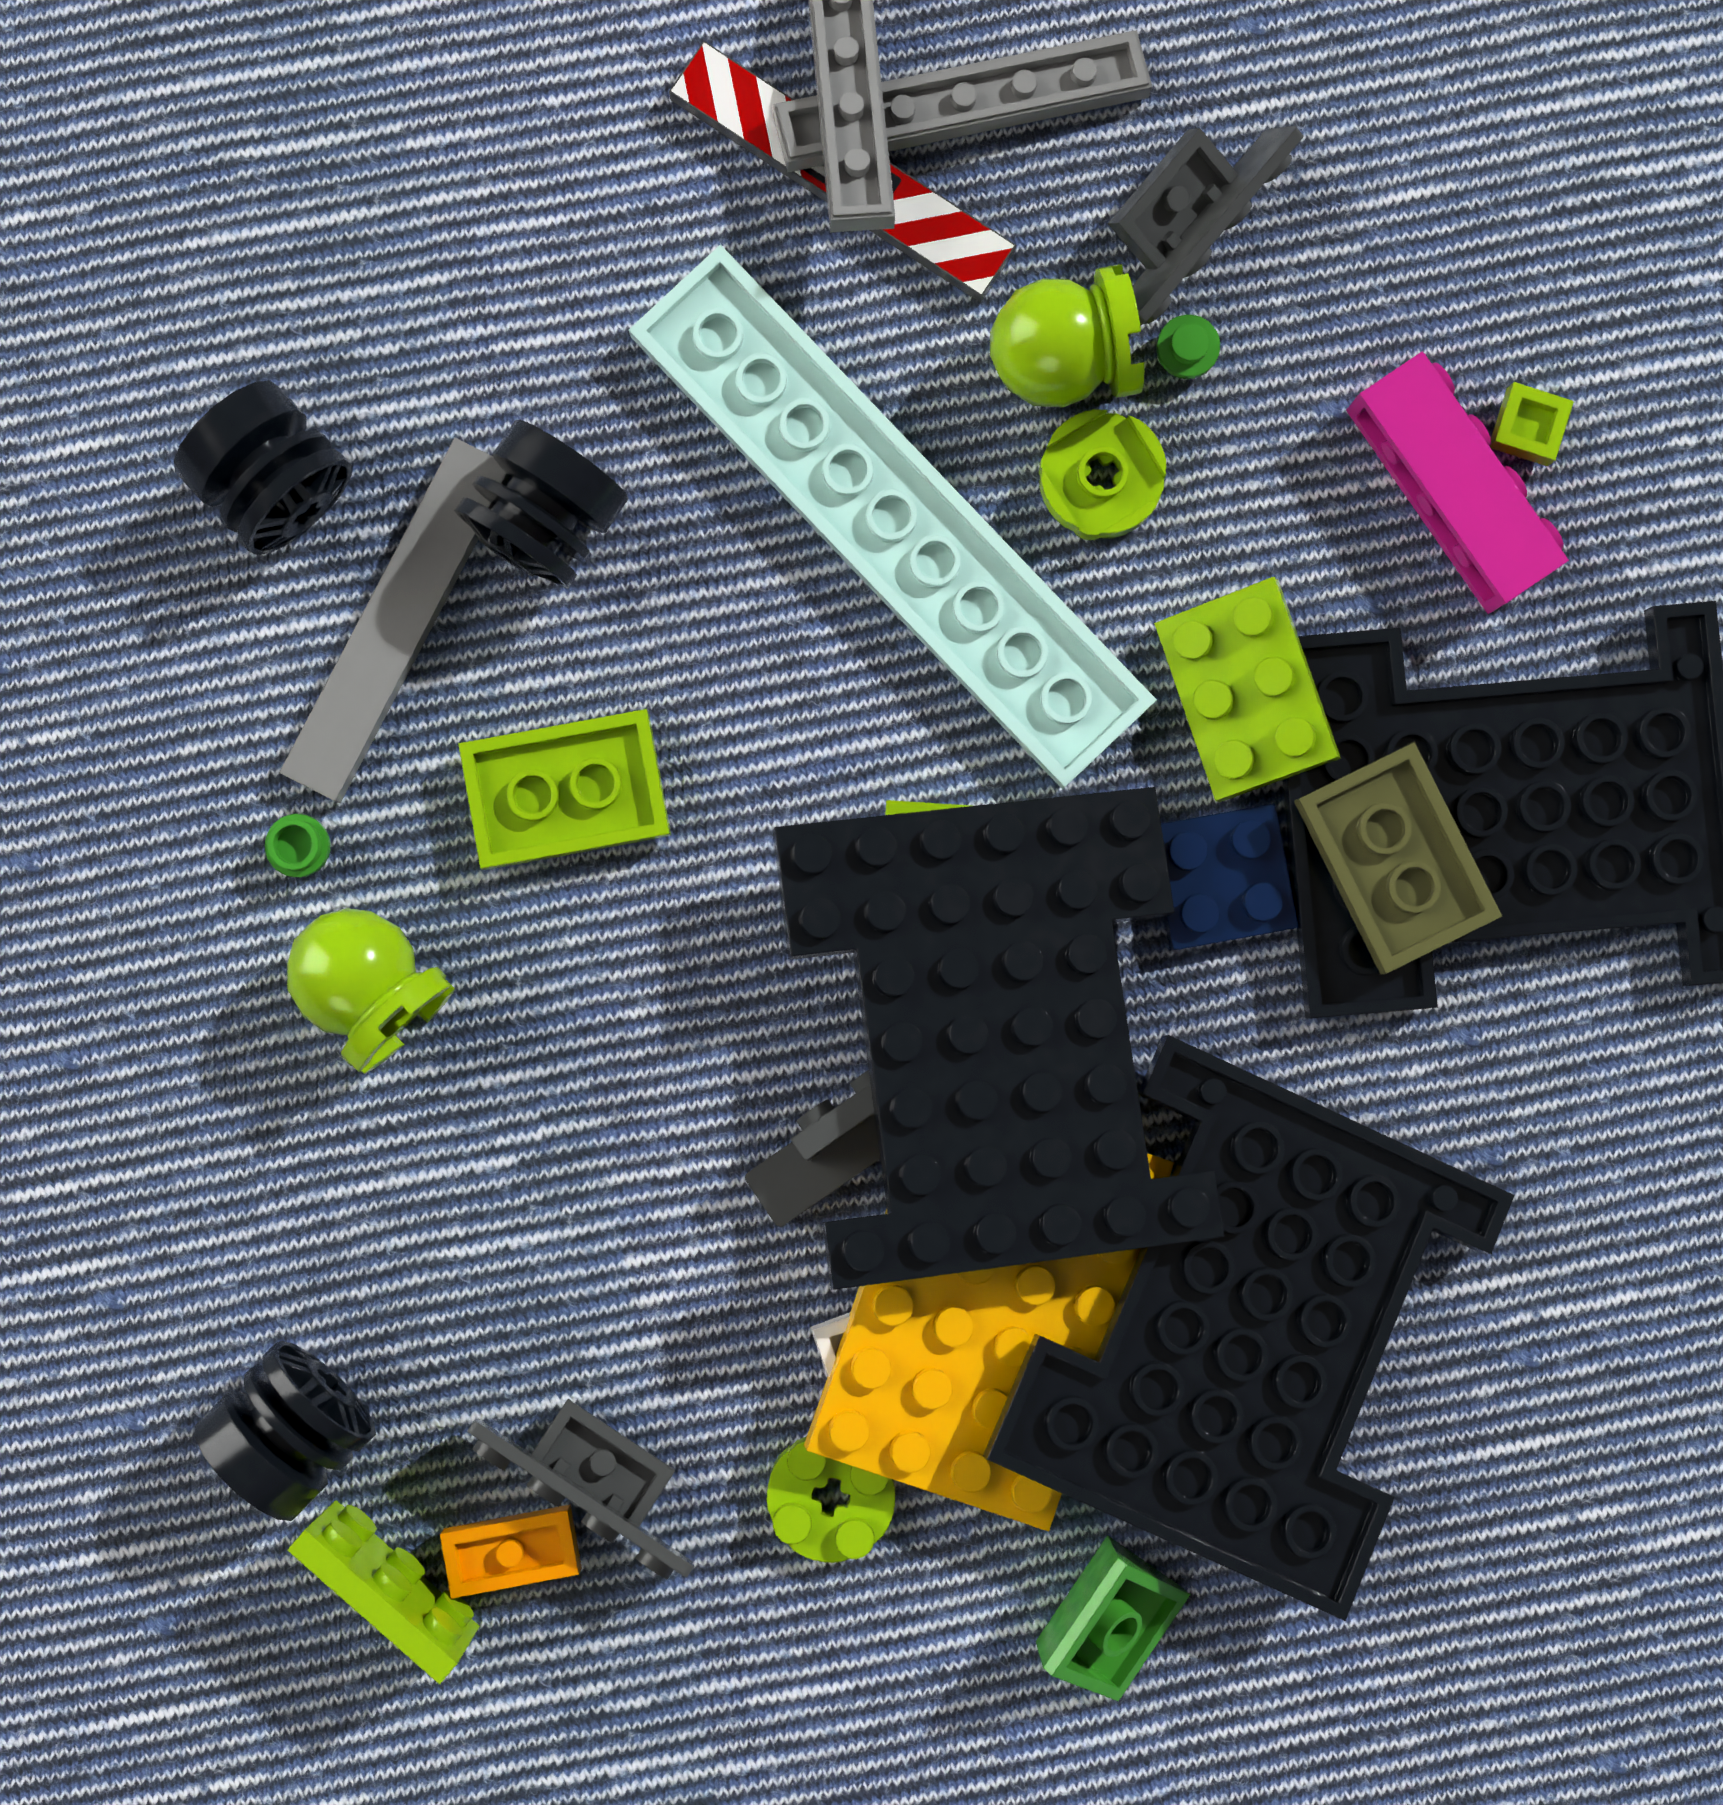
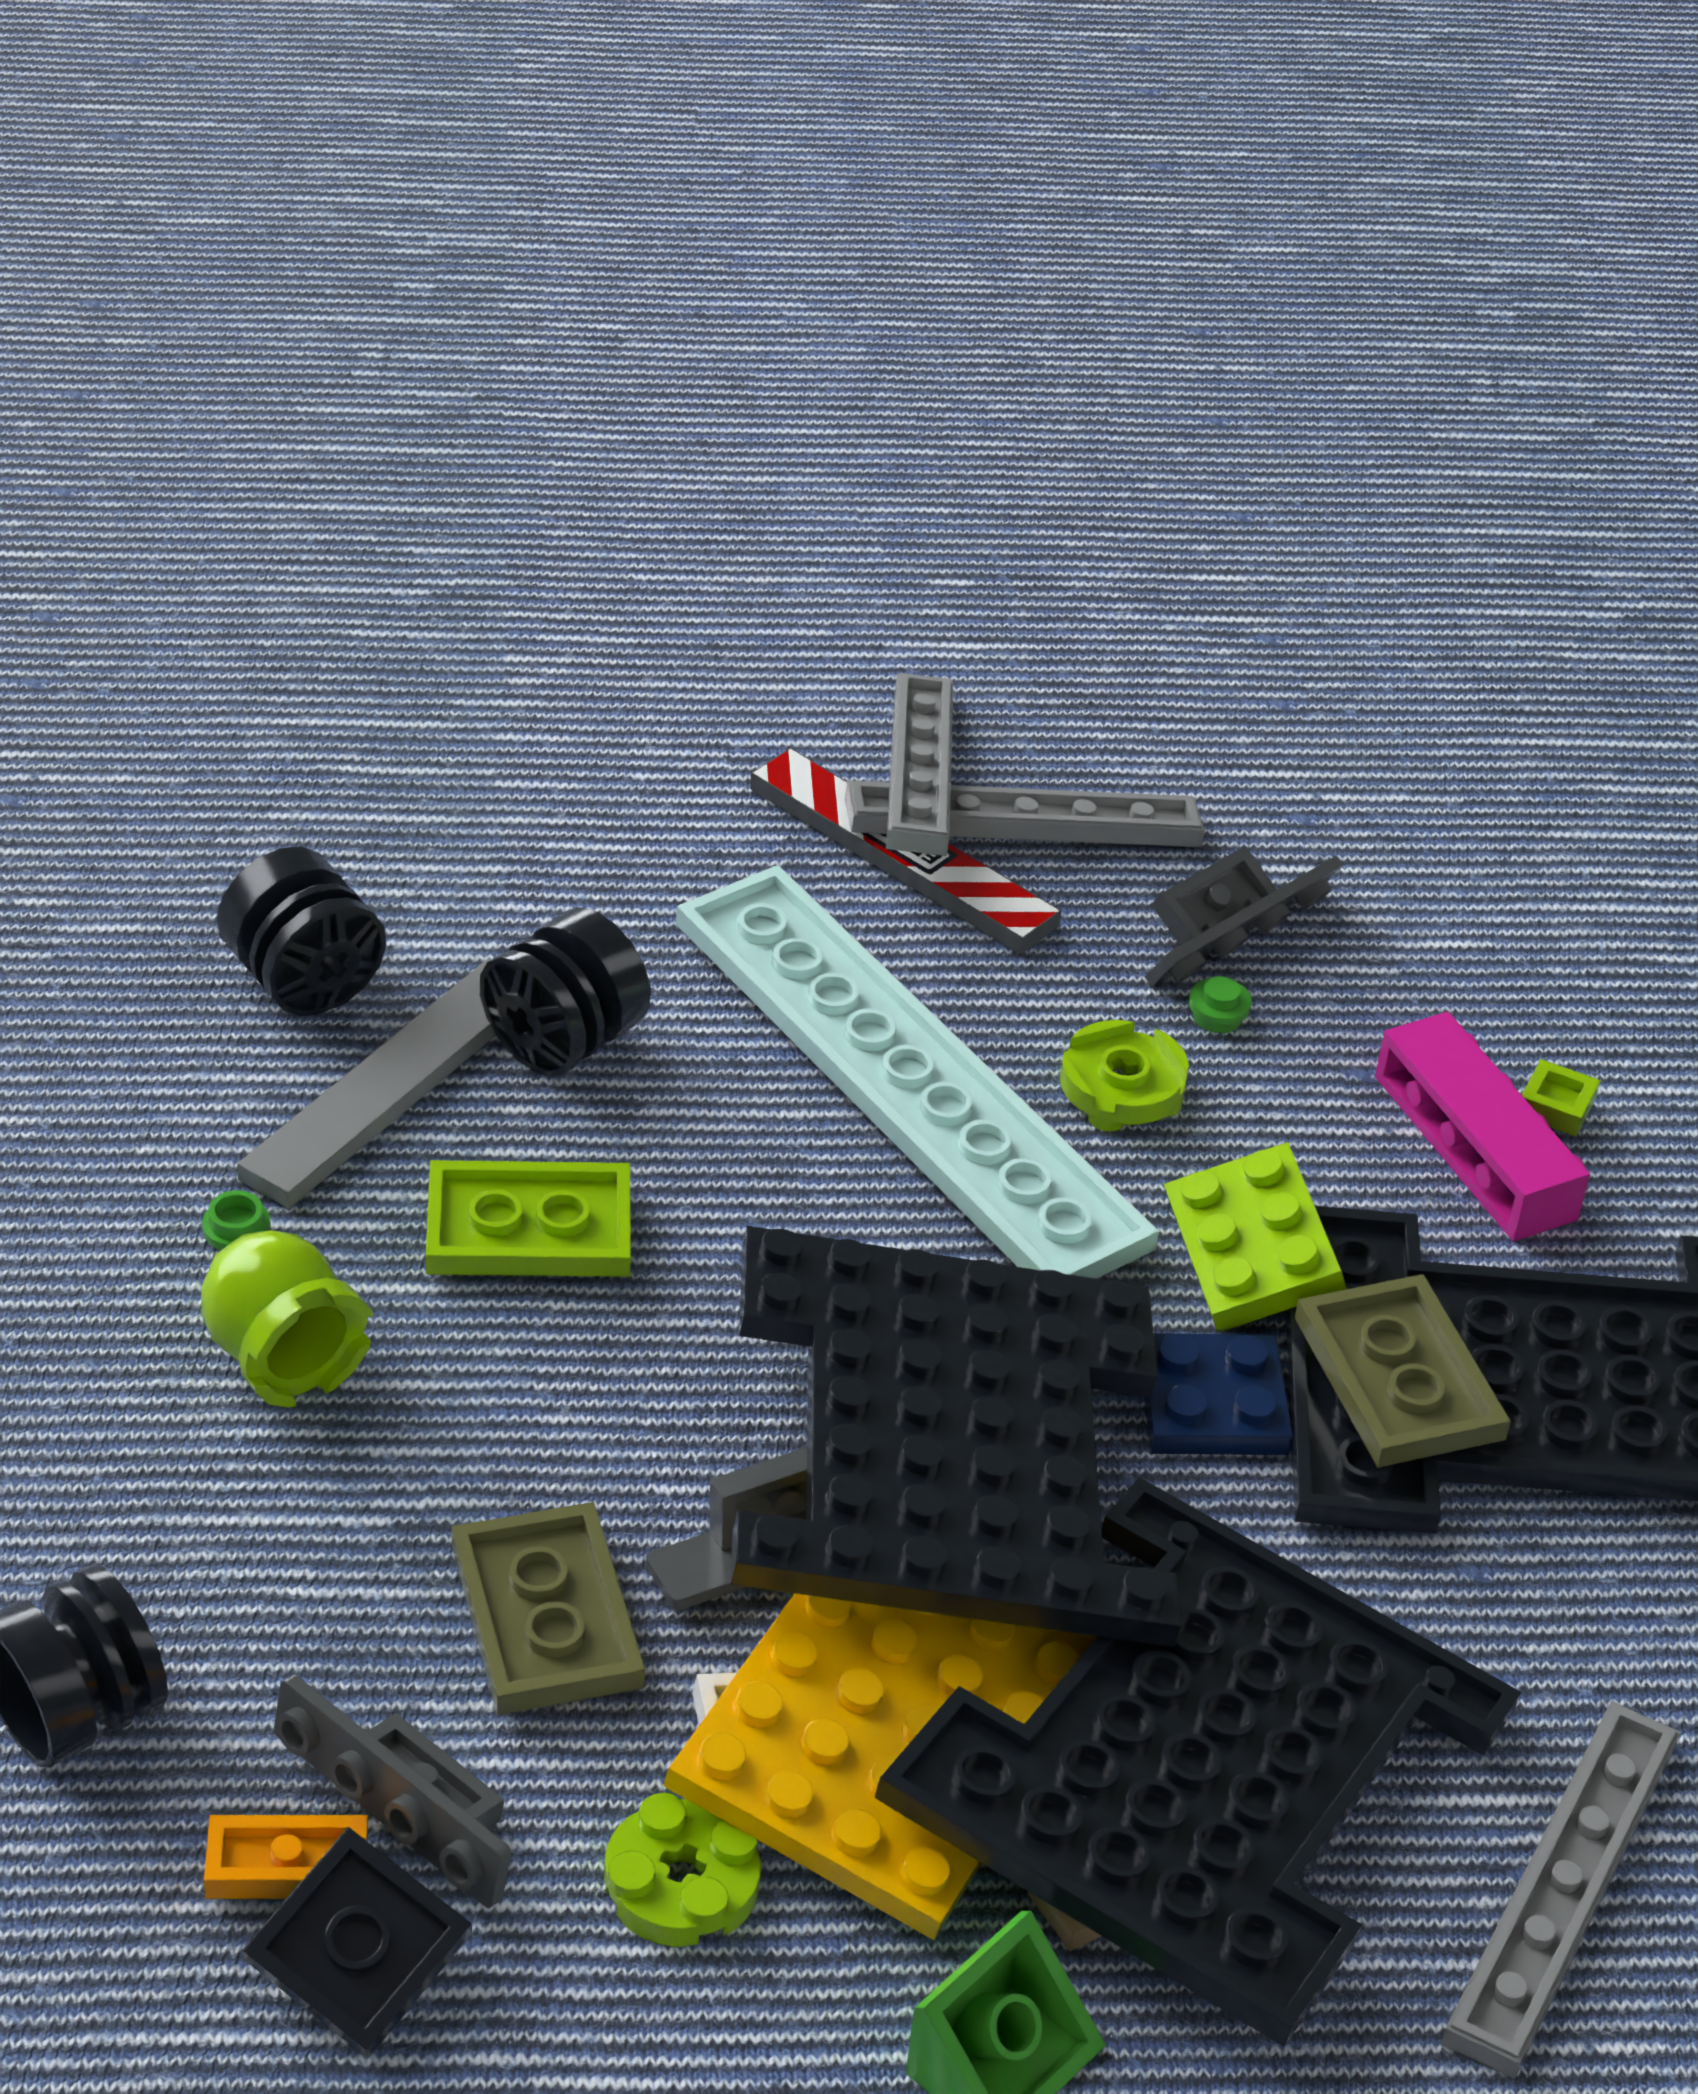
camera: 10 degrees right, 45 degrees down
(386, 1588) = (138, 1832): lime plate -> none
(587, 1640) = (357, 1942): none -> black plate
(670, 1252) = (547, 1608): none -> olive plate
(1064, 340) = (1097, 957): lime tile -> none
(1551, 1370) = (1560, 1891): none -> light grey tile

